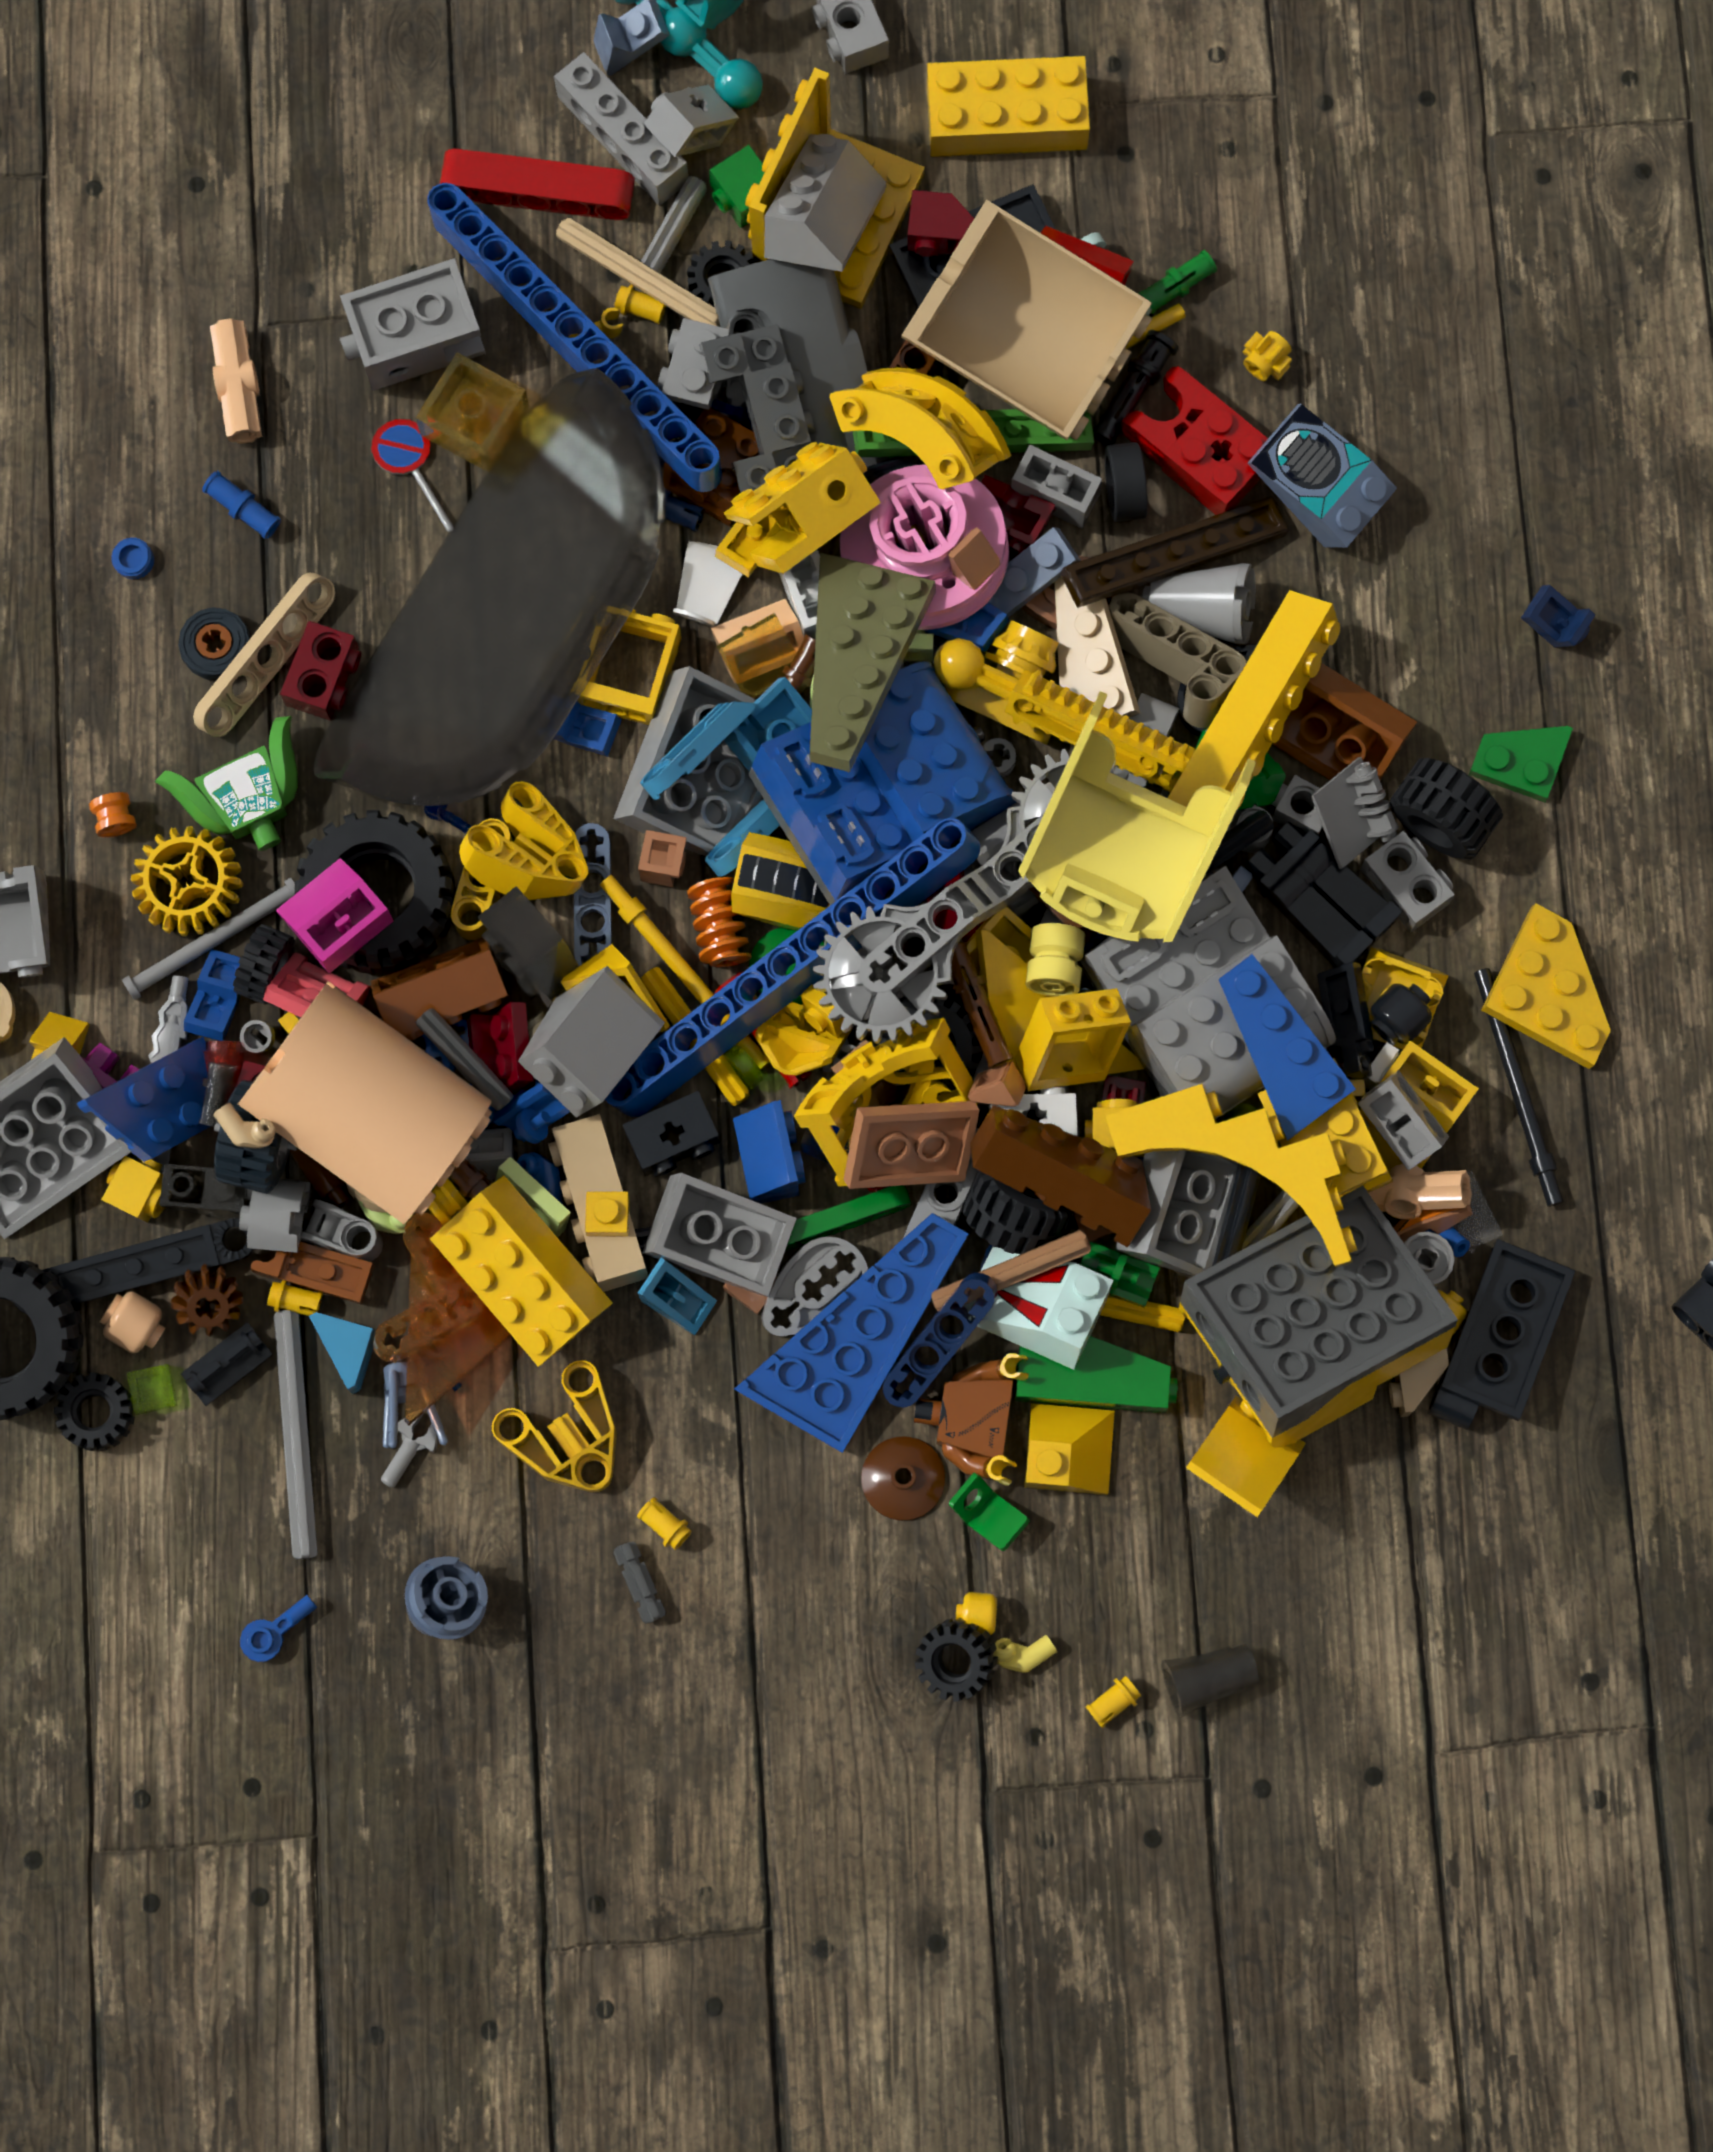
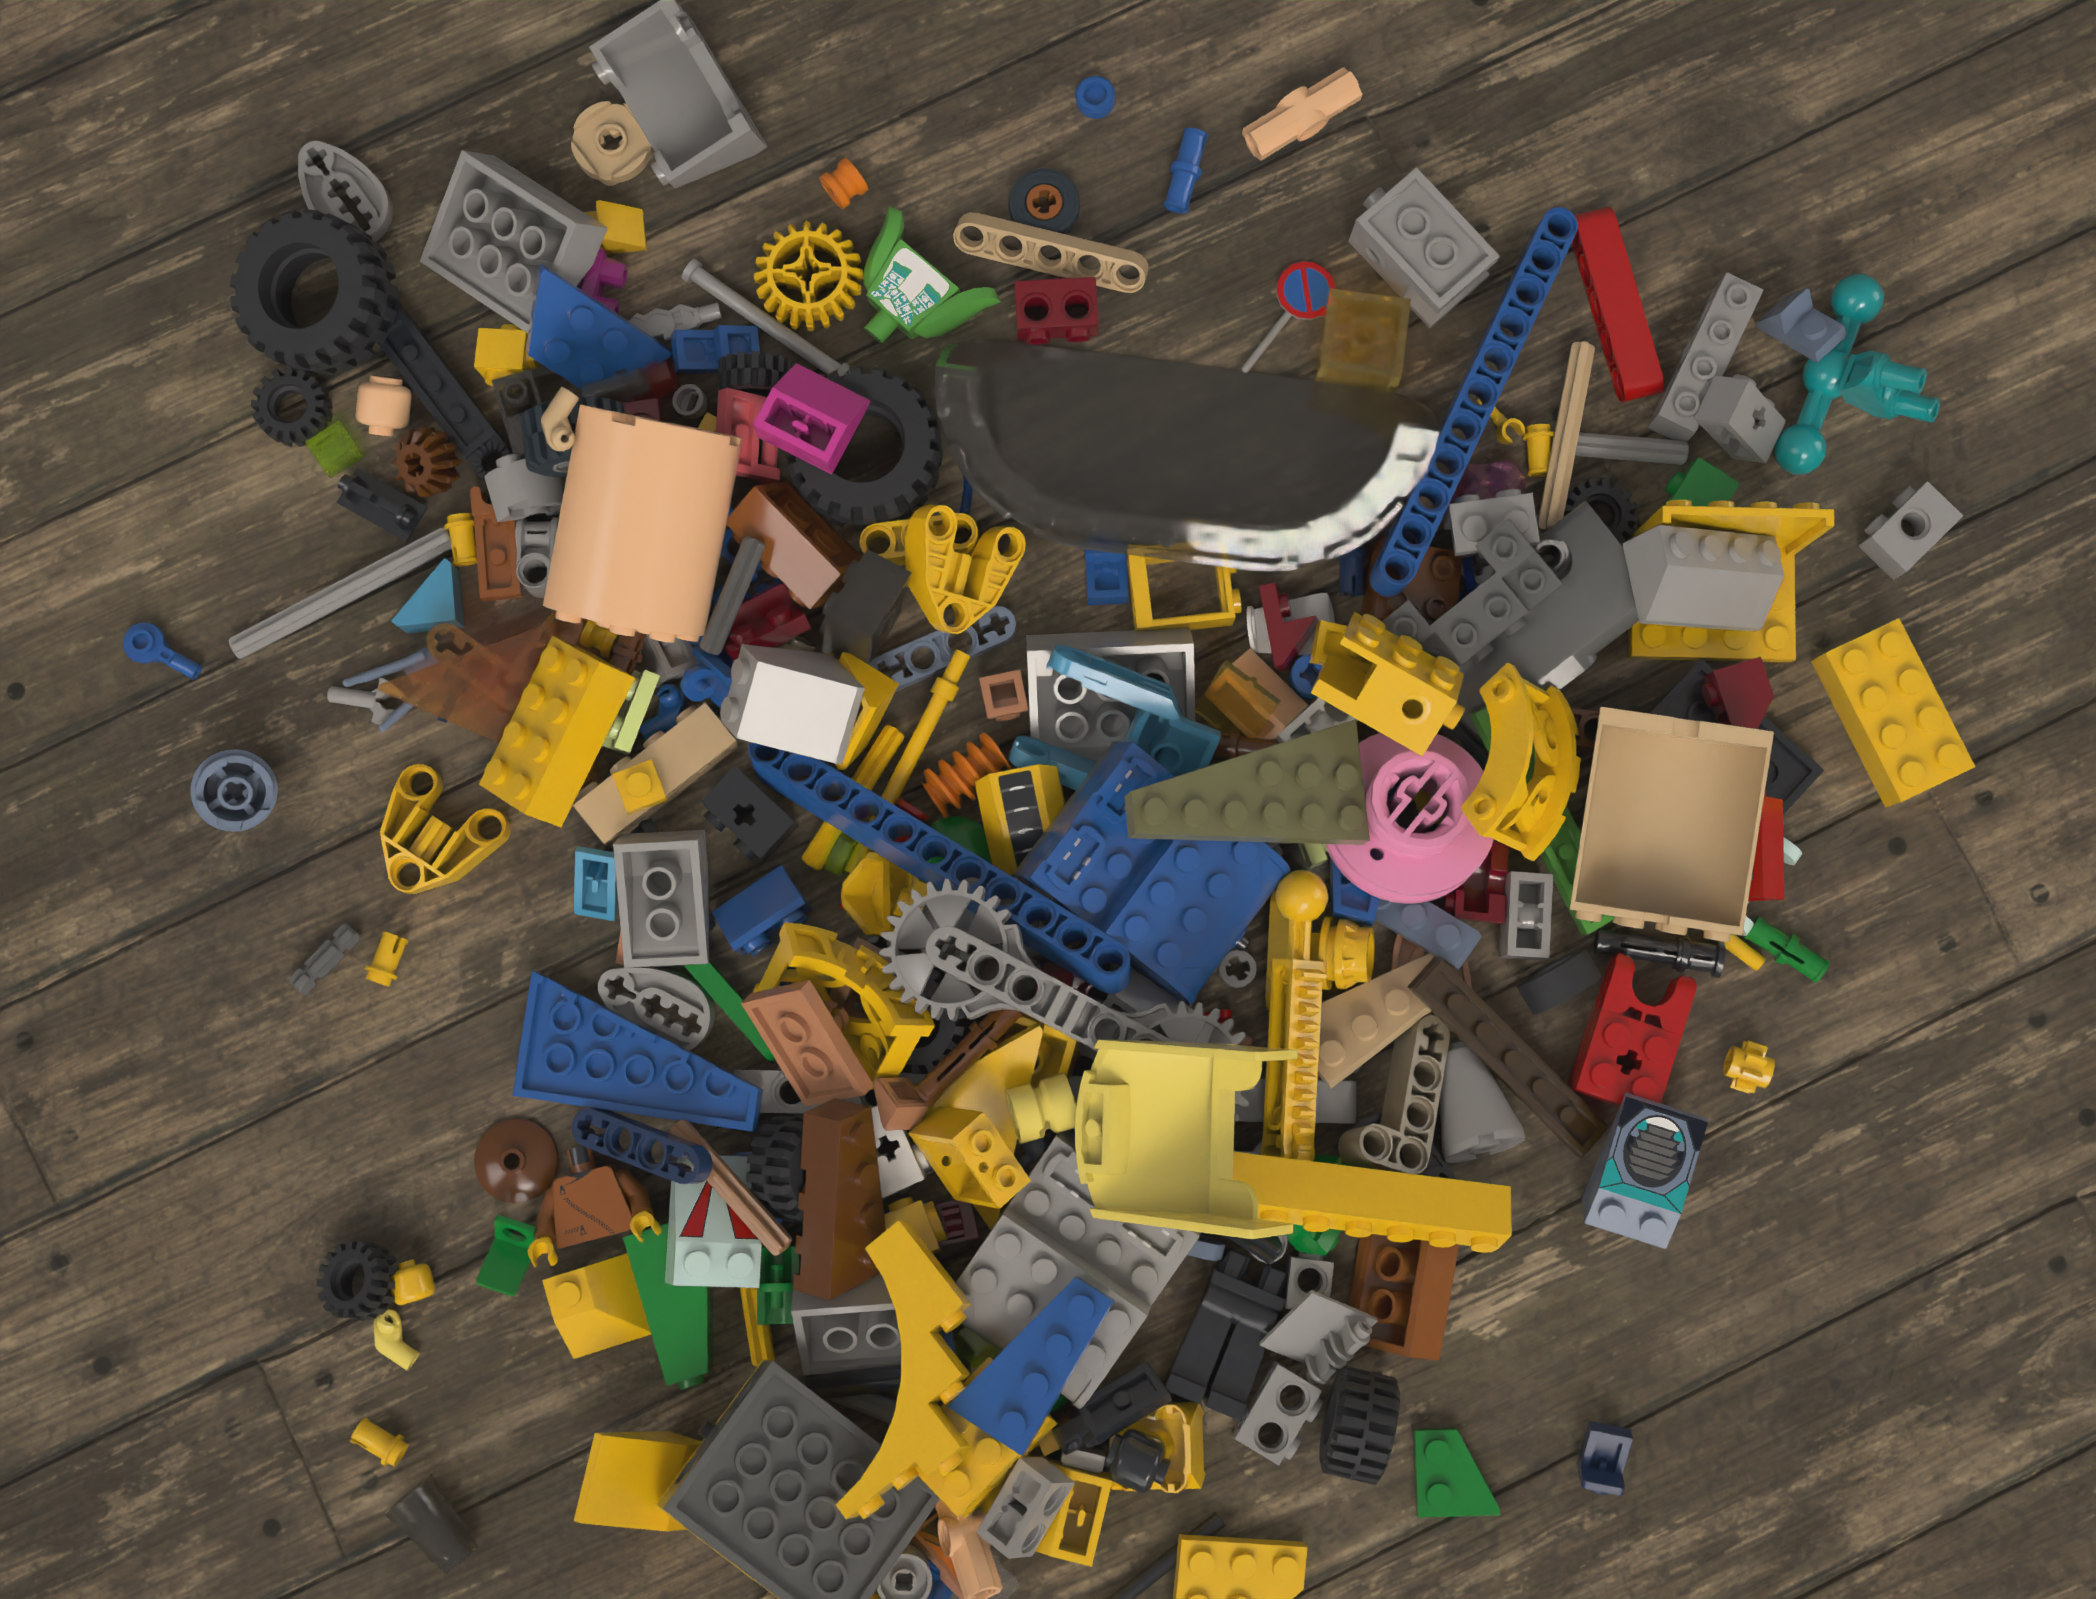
camera: 65 degrees right, 5 degrees up
(652, 348) = (1489, 480): none -> clear pink piece
(714, 591) = (1284, 637): none -> dark red slope
(759, 594) = (1303, 684): none -> blue wheel
(973, 559) = (1406, 868): nougat slope -> none

